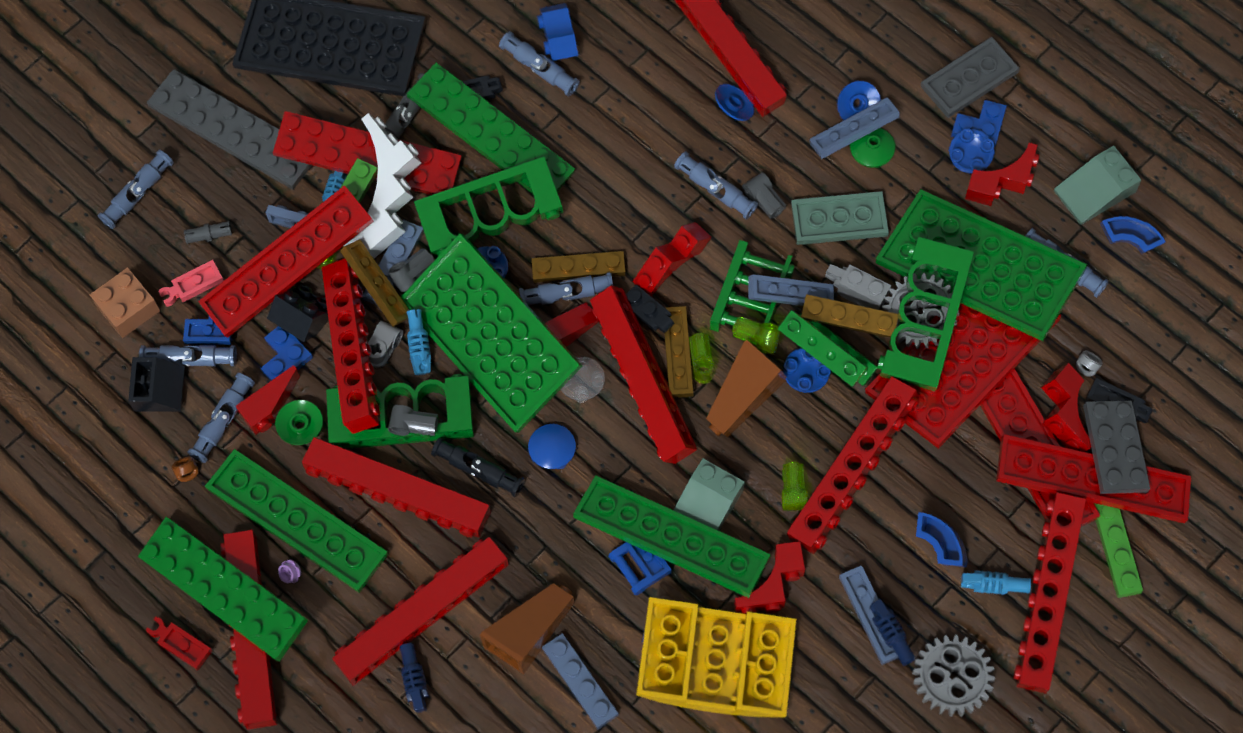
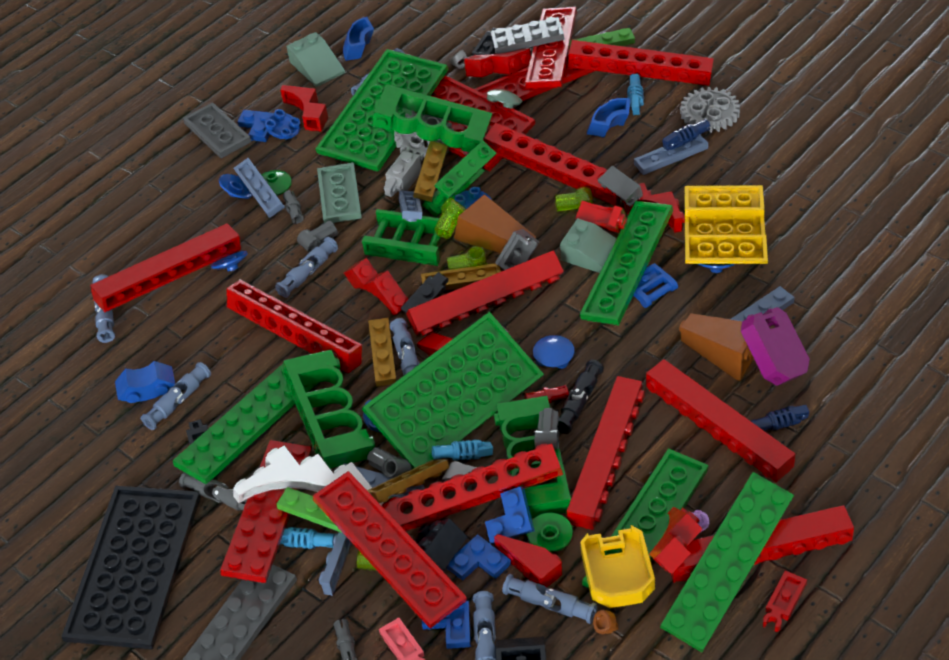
camera: 90 degrees left, 20 degrees down
(228, 480) = (618, 577): none -> yellow piece
(259, 545) = (671, 548): none -> red arch
(313, 384) = (517, 516): none -> blue plate
(485, 433) = (553, 393): none -> red pin
(489, 688) = (776, 349): none -> magenta piece
(616, 171) = (292, 324): none -> red brick
(700, 410) = (517, 250): none -> dark grey hinge
(734, 520) = (605, 217): none -> red arch
(787, 534) = (621, 185): none -> dark grey hinge
(821, 168) = (293, 207): none -> dark grey pin
(984, 409) = (506, 97): none -> sand green dish

